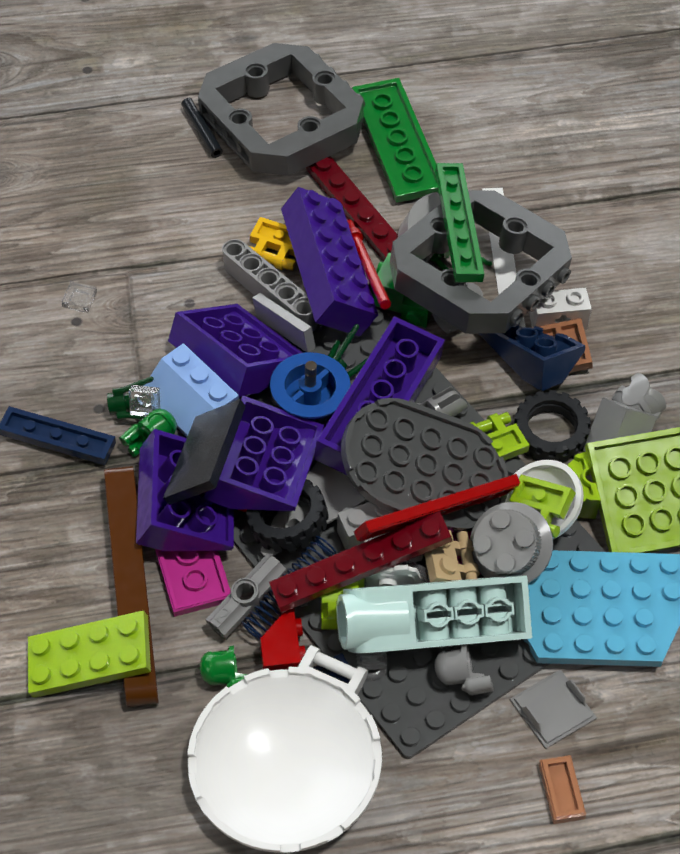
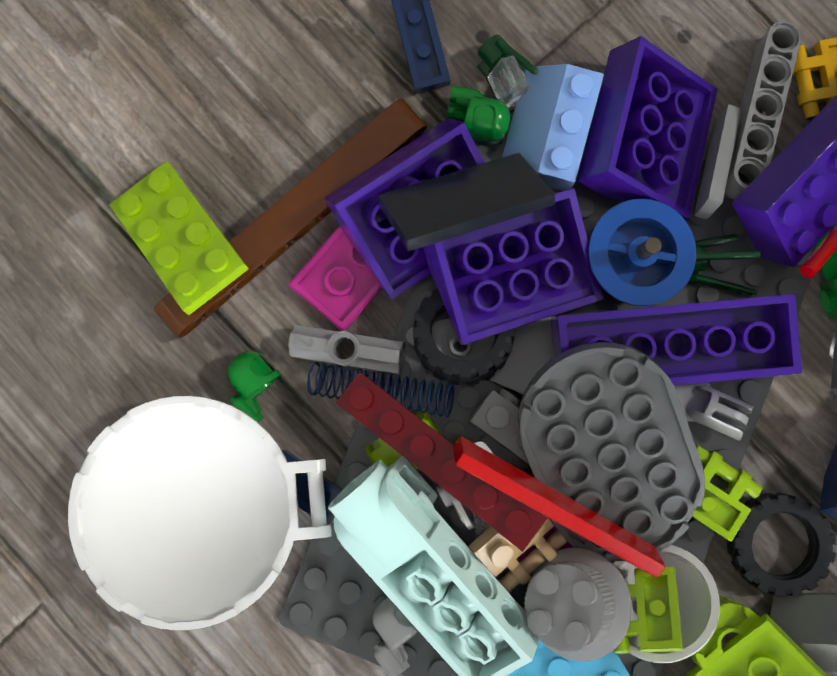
camera: 60 degrees right, 30 degrees up
(280, 643) = (310, 424): red slope -> none

